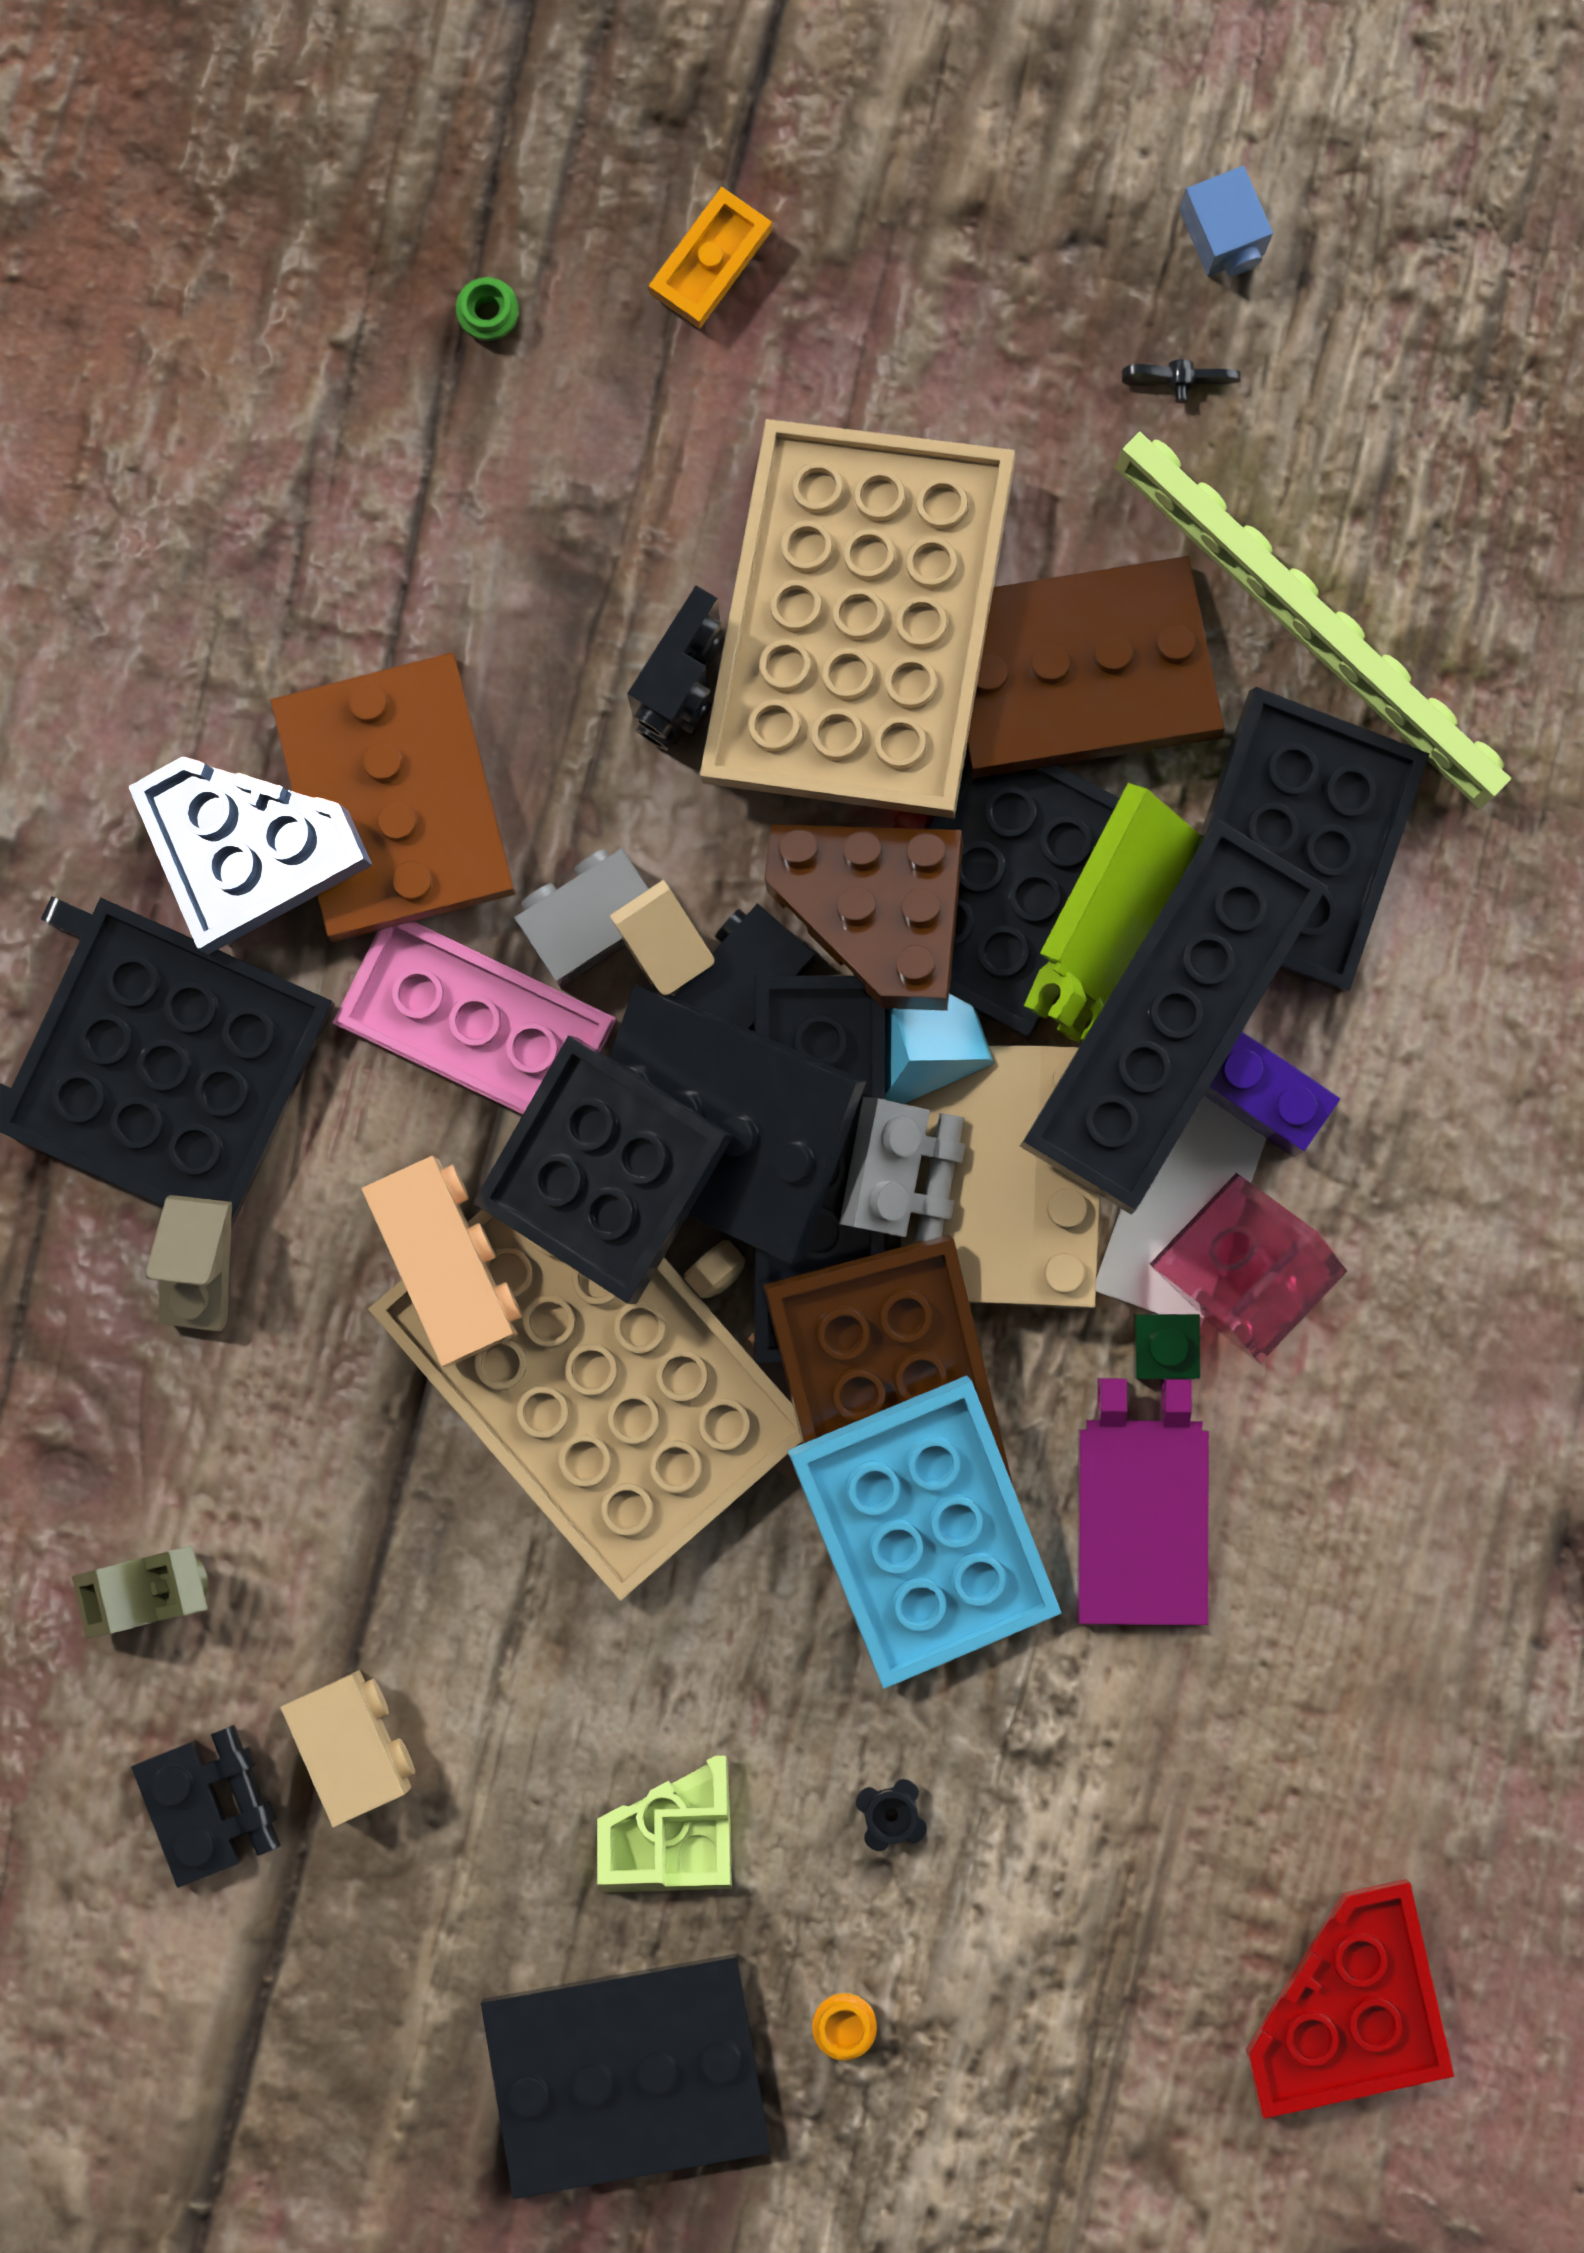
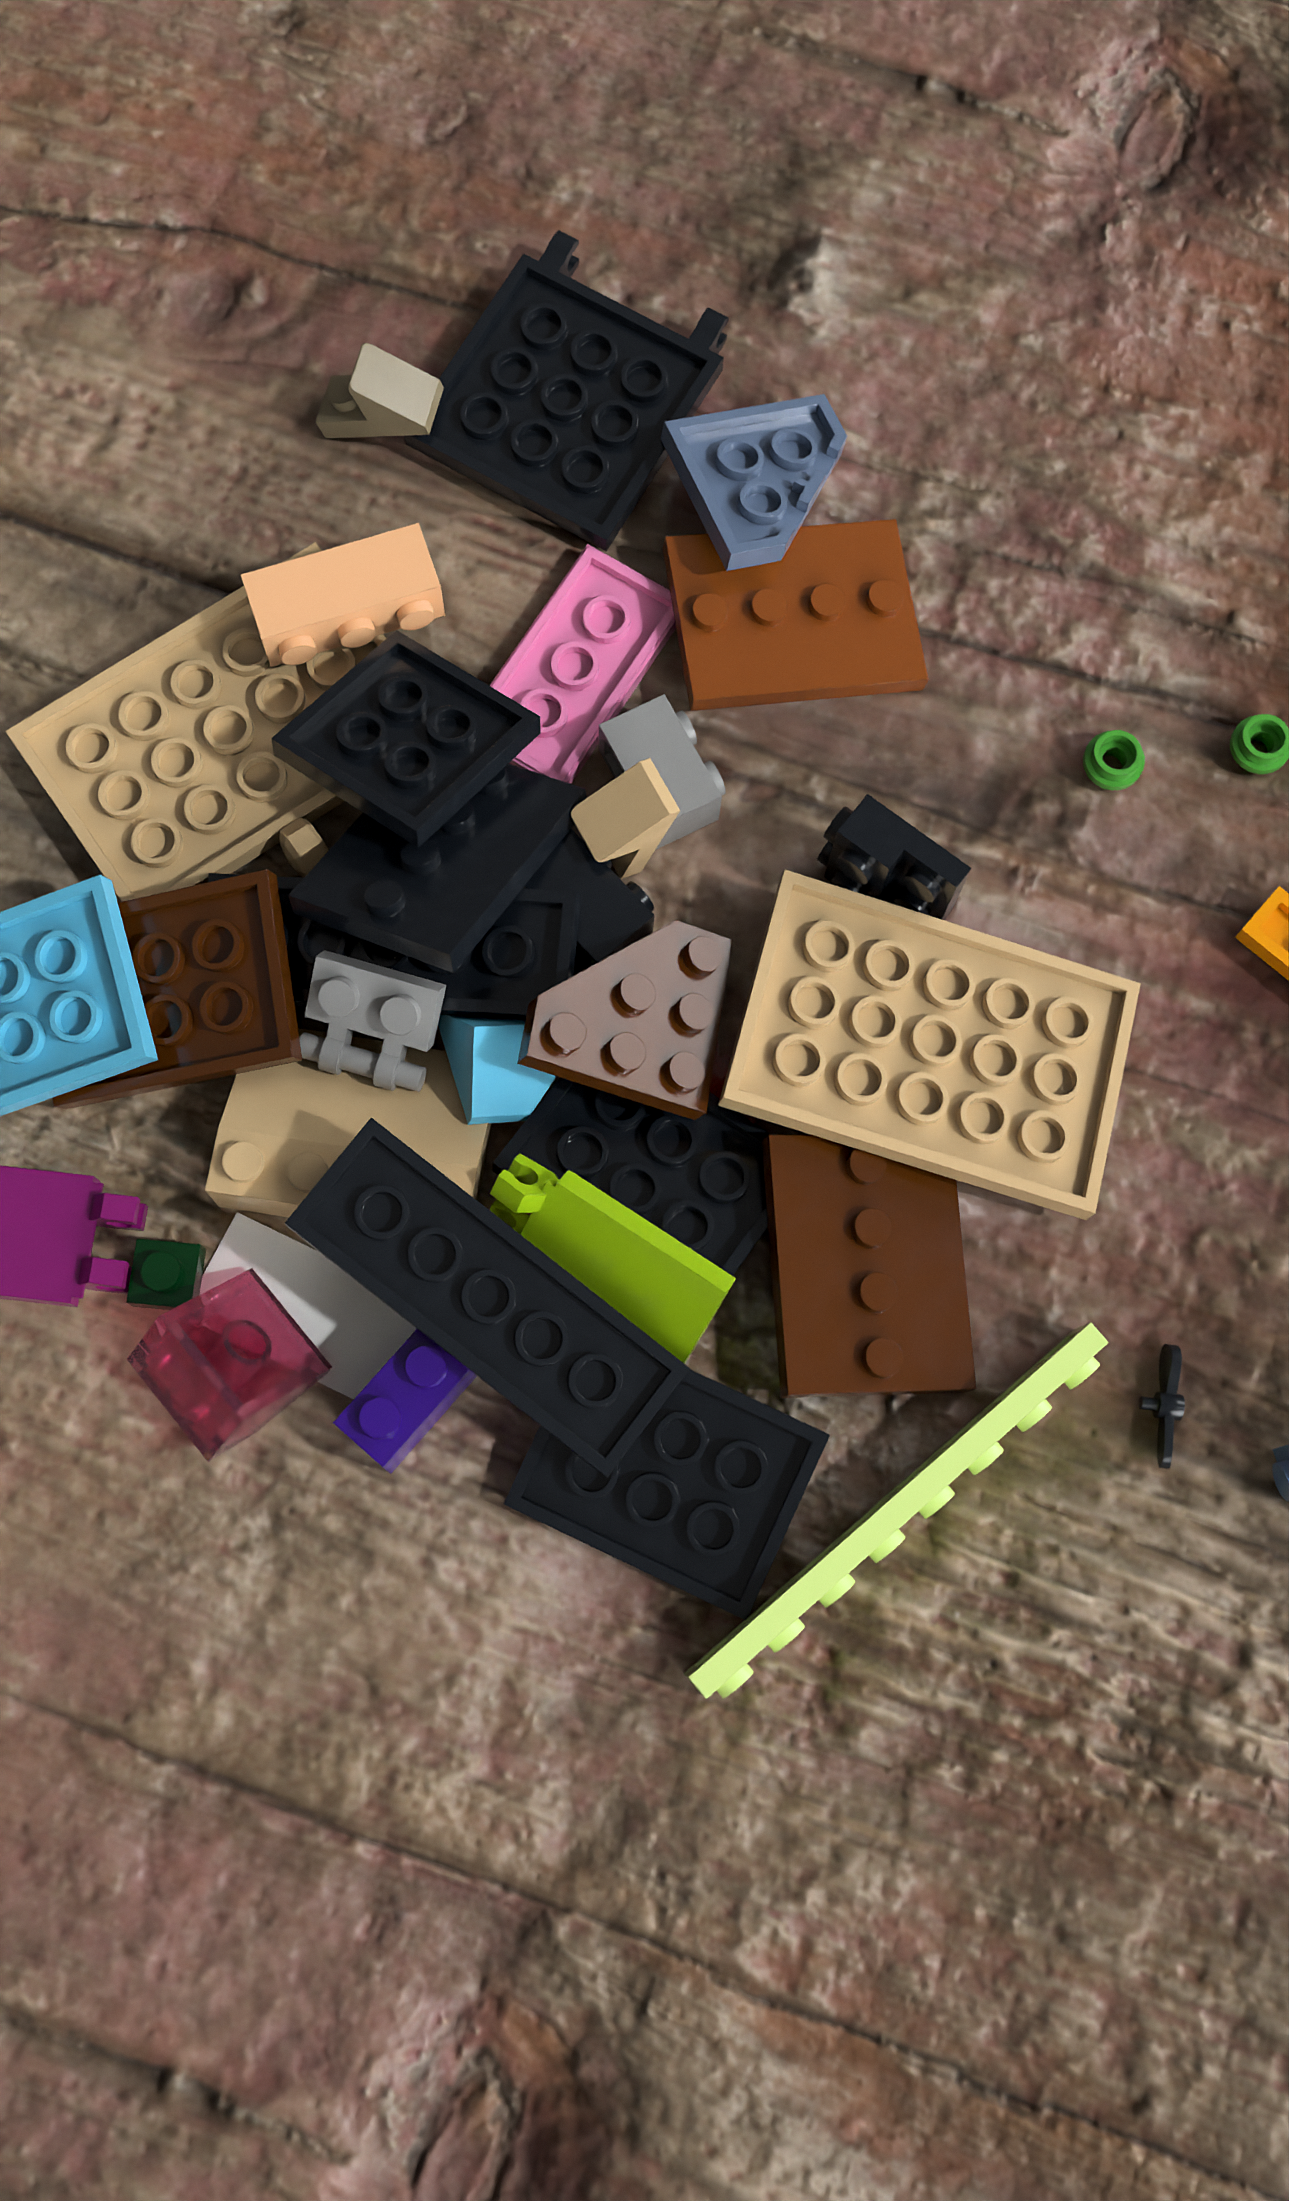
camera: 90 degrees right, 10 degrees down
(141, 1591) = (90, 335): olive brick -> none
(515, 440) = (1121, 746): none -> bright green plate

